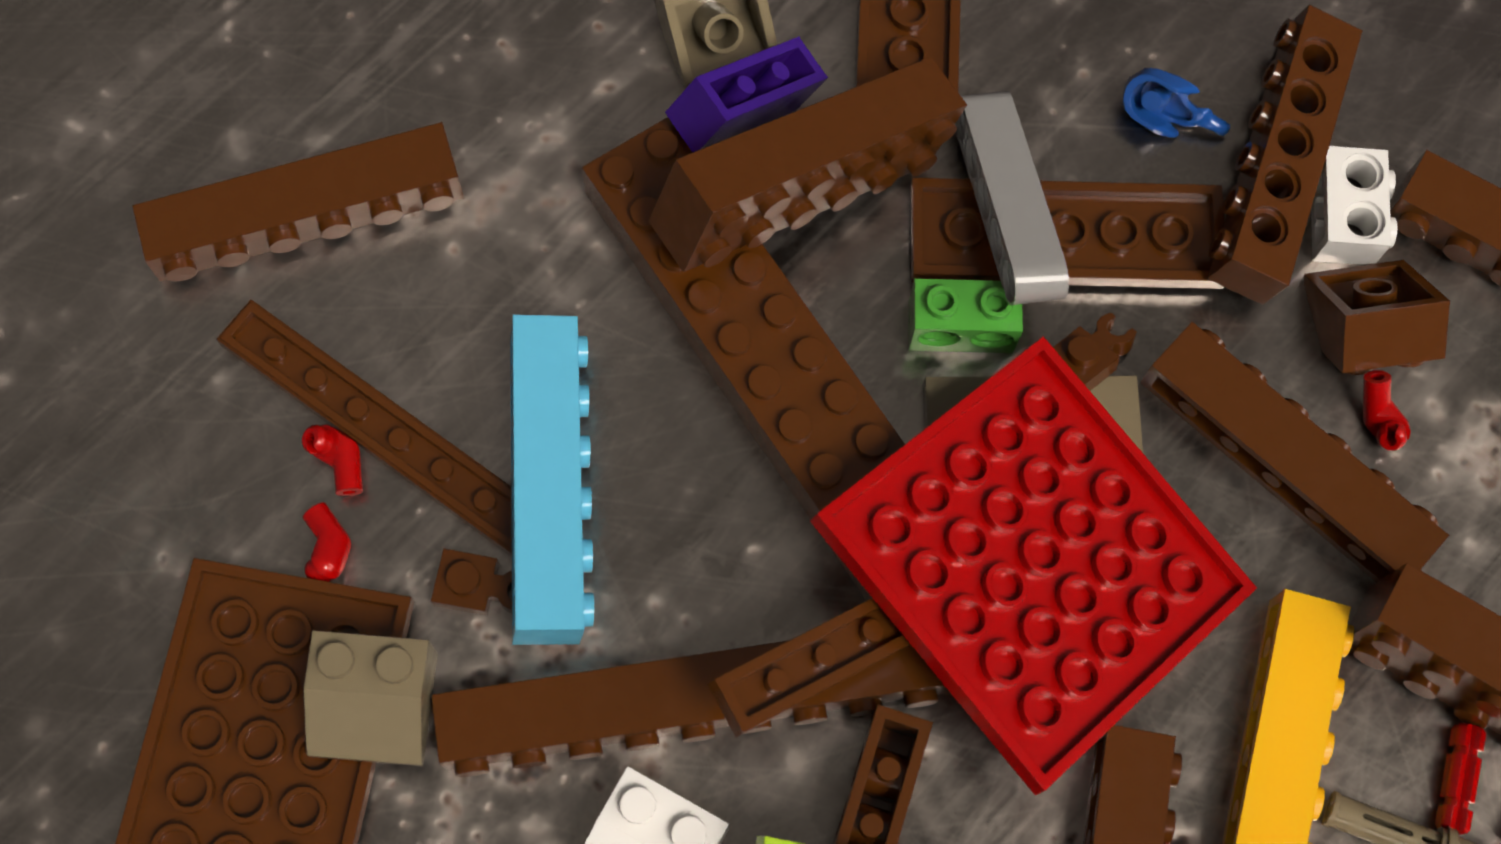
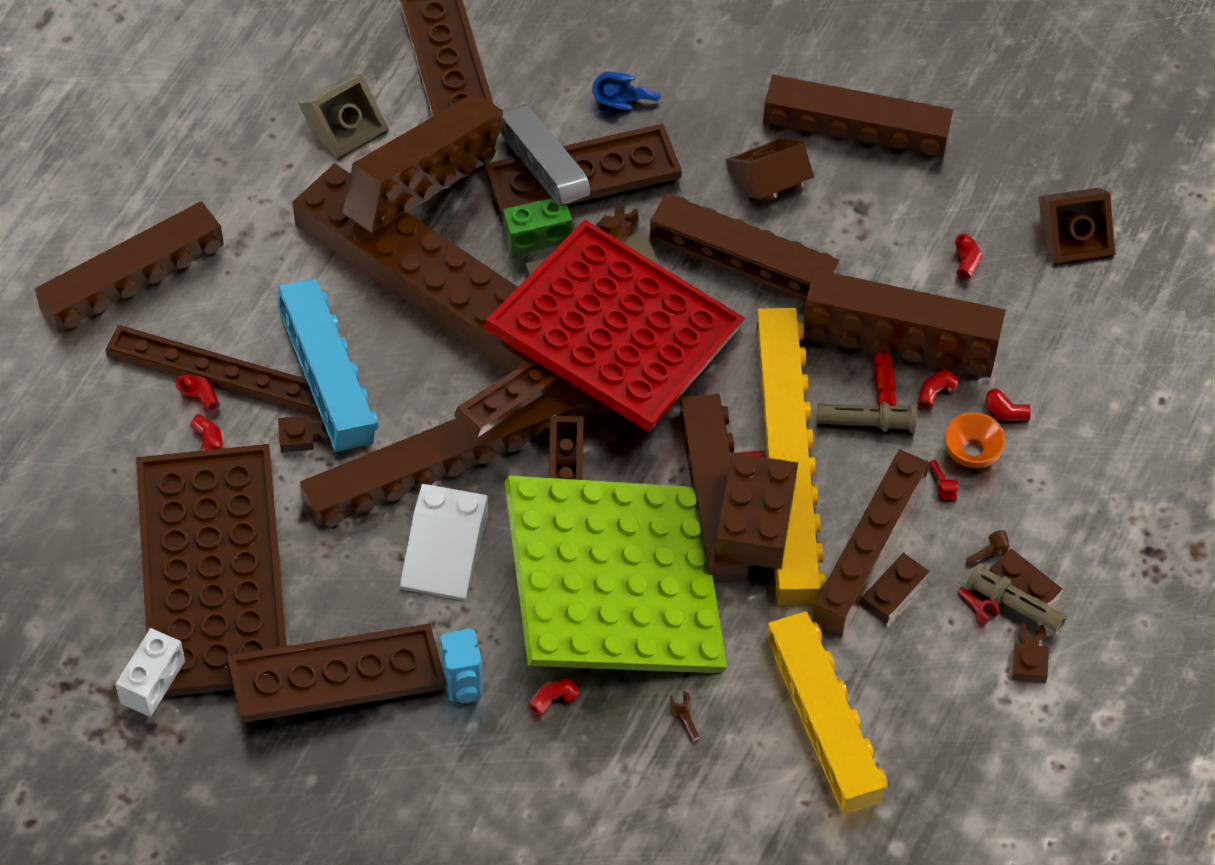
camera: 15 degrees left, 15 degrees down
(368, 697) = (265, 489): dark tan slope -> none
(746, 94) = (371, 135): dark purple brick -> none
(1284, 155) = (692, 97): reddish brown brick -> none
(1342, 204) = (740, 116): white brick -> none
(1381, 413) = (788, 216): red arm -> none

